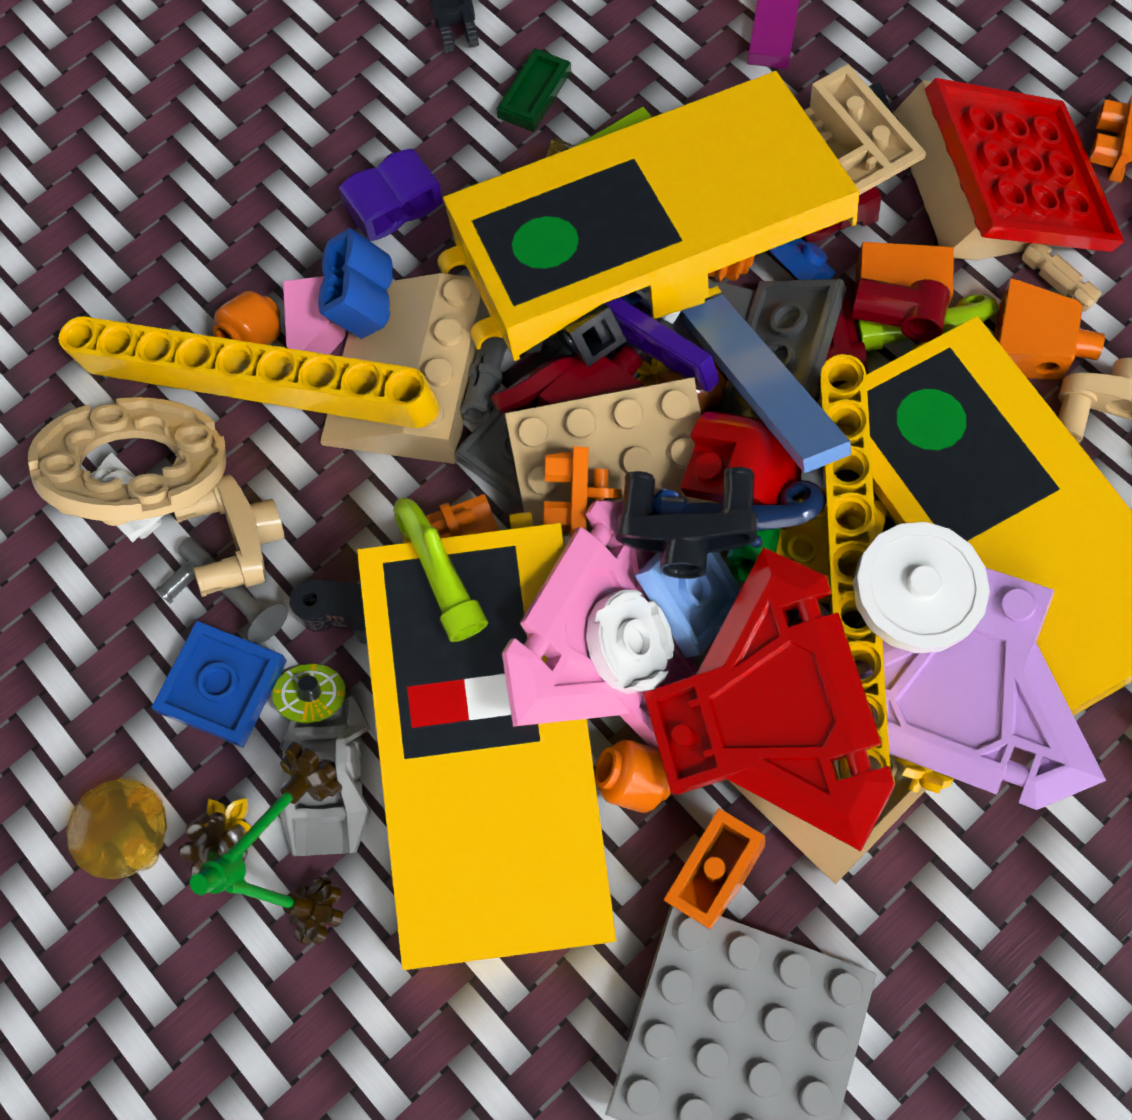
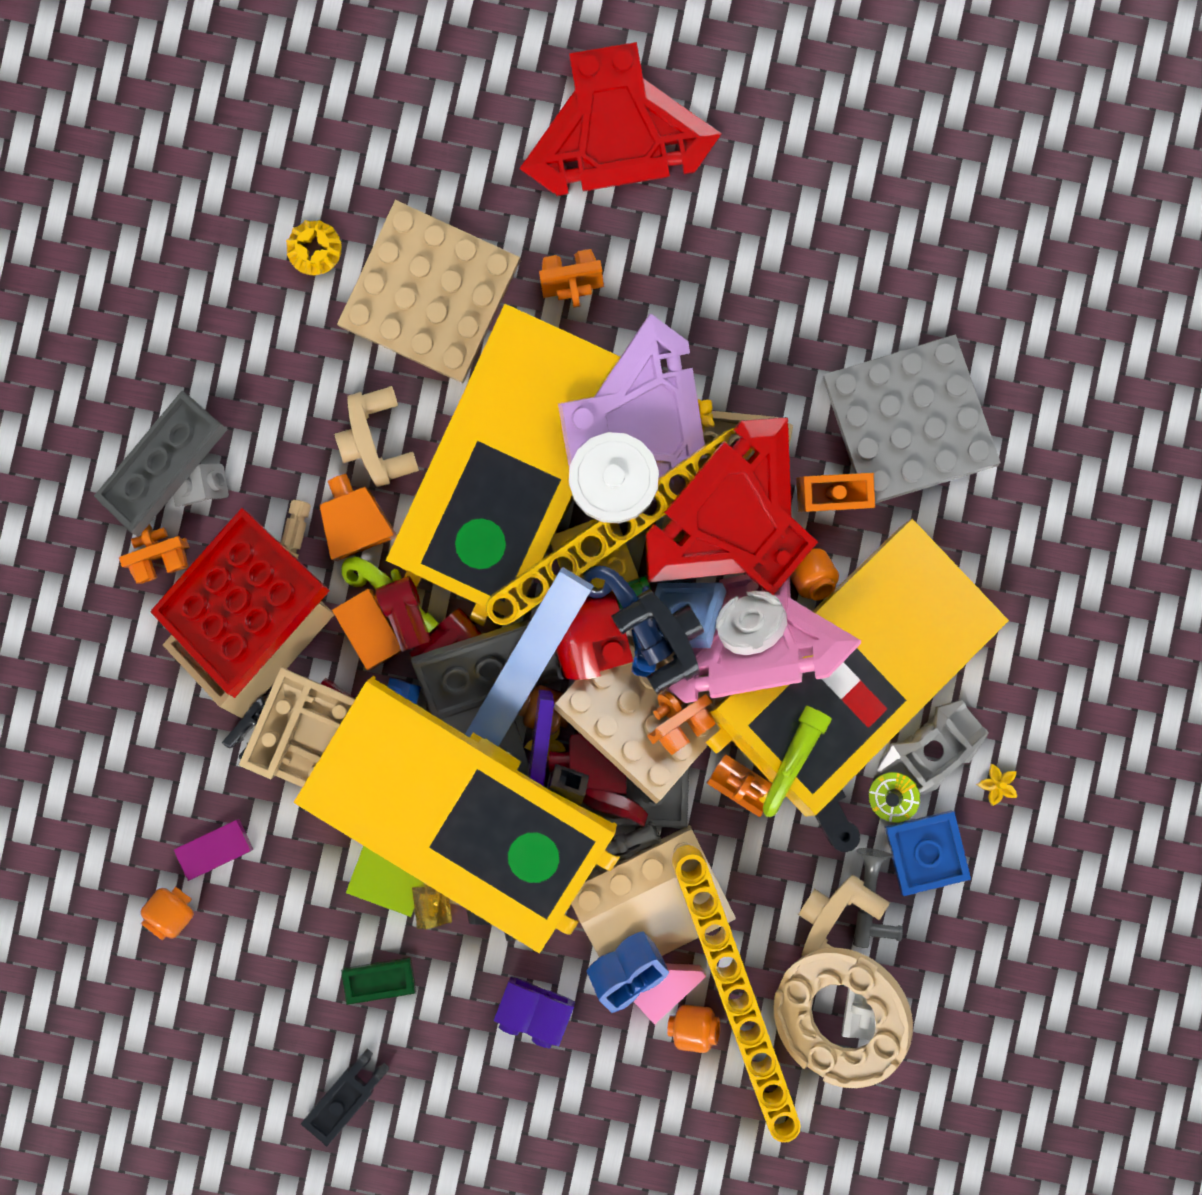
camera: 130 degrees left, 20 degrees up
(117, 829) = (1046, 844): clear yellow dish -> none
(221, 851) = (1017, 776): dark brown plant -> none

